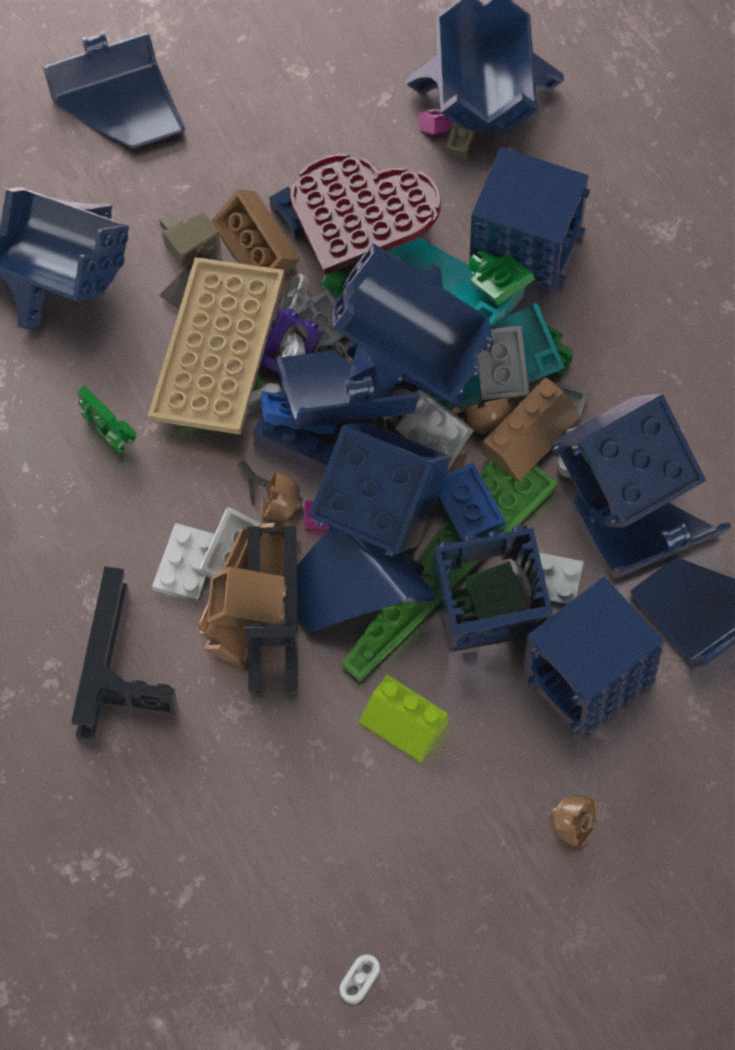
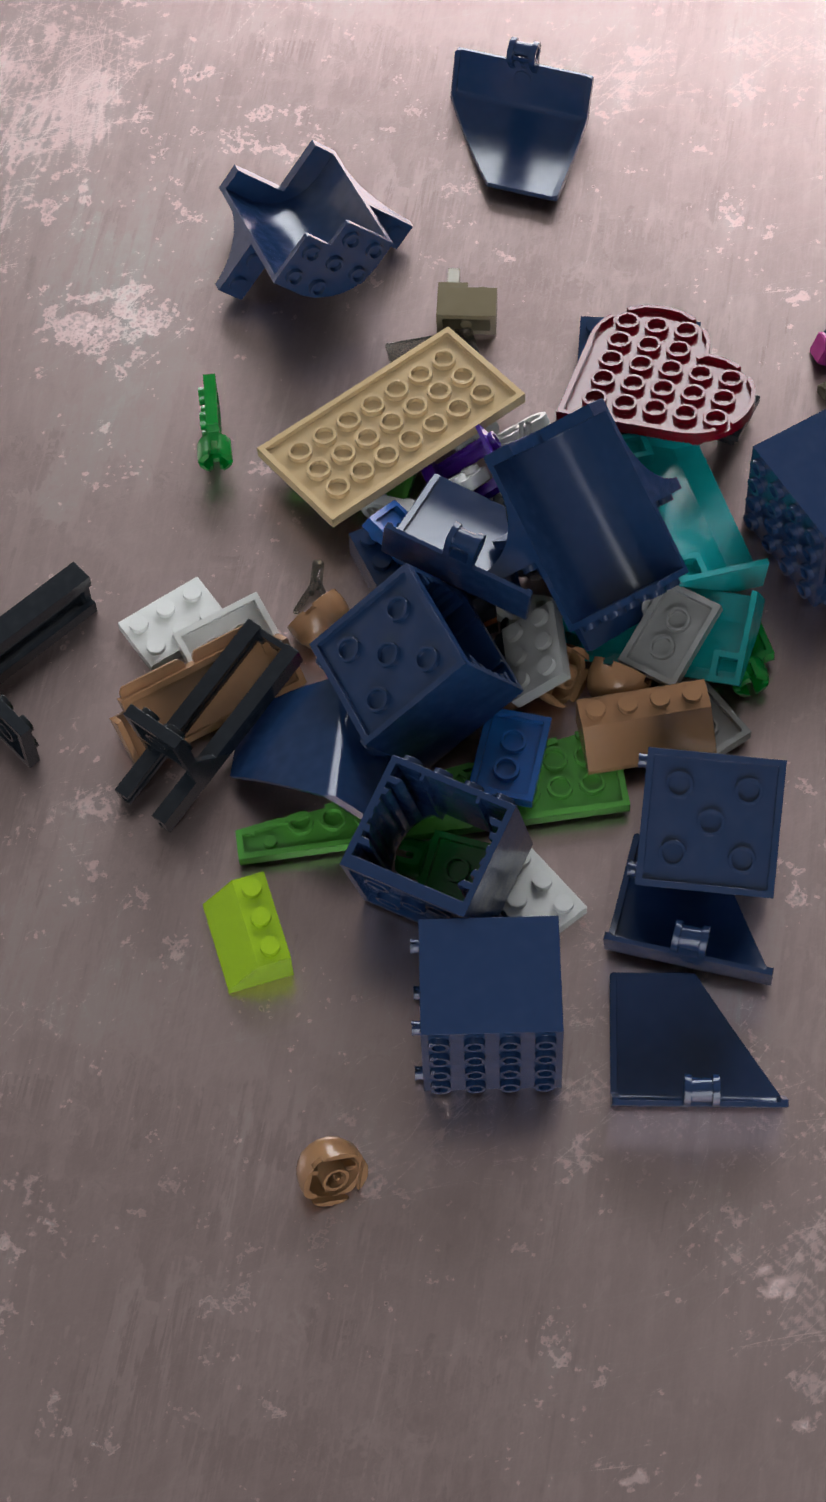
camera: 40 degrees right, 5 degrees down
(245, 598) = (183, 690): medium nougat slope -> none
(254, 233) = (535, 344): medium nougat slope -> none
(497, 276) = (742, 539): green plate -> none

